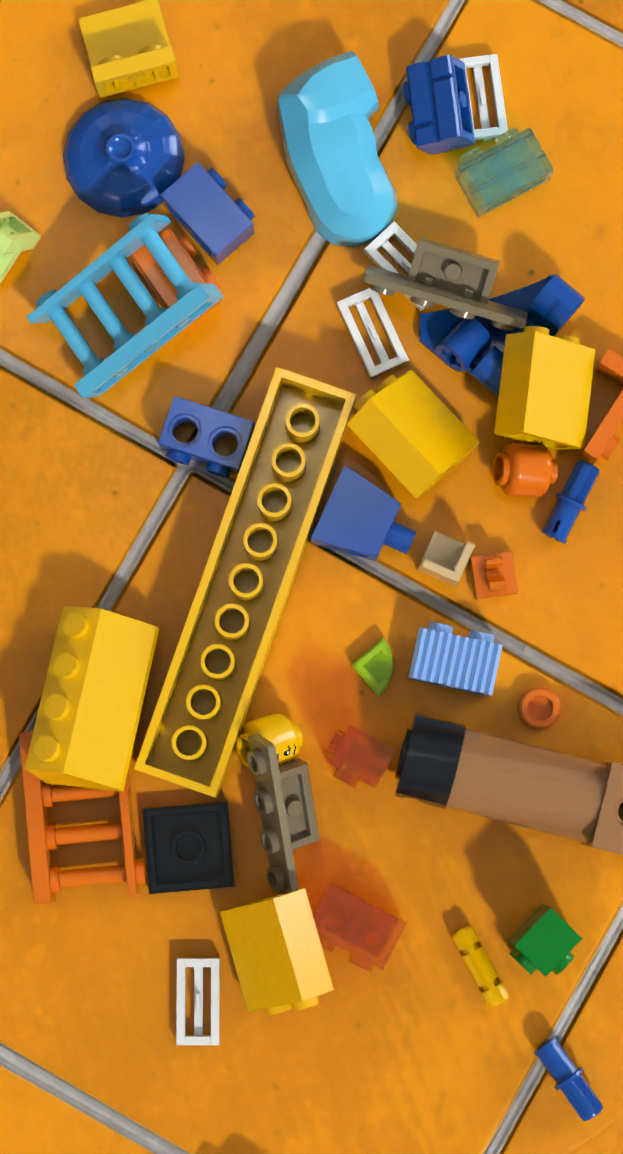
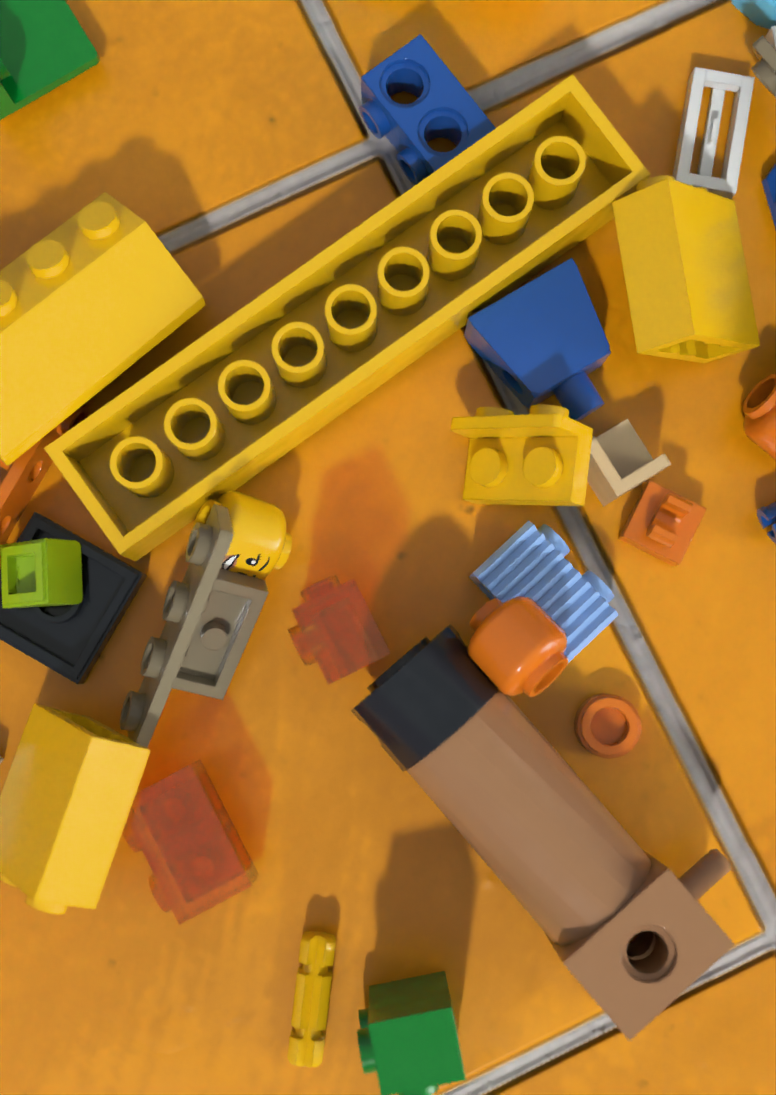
camera: 30 degrees right, 0 degrees up
(172, 840) = (41, 573): none -> lime slope
(376, 667) = (440, 536): lime tile -> none
(395, 595) = (525, 456): none -> yellow bracket
(459, 700) = (517, 645): none -> orange head

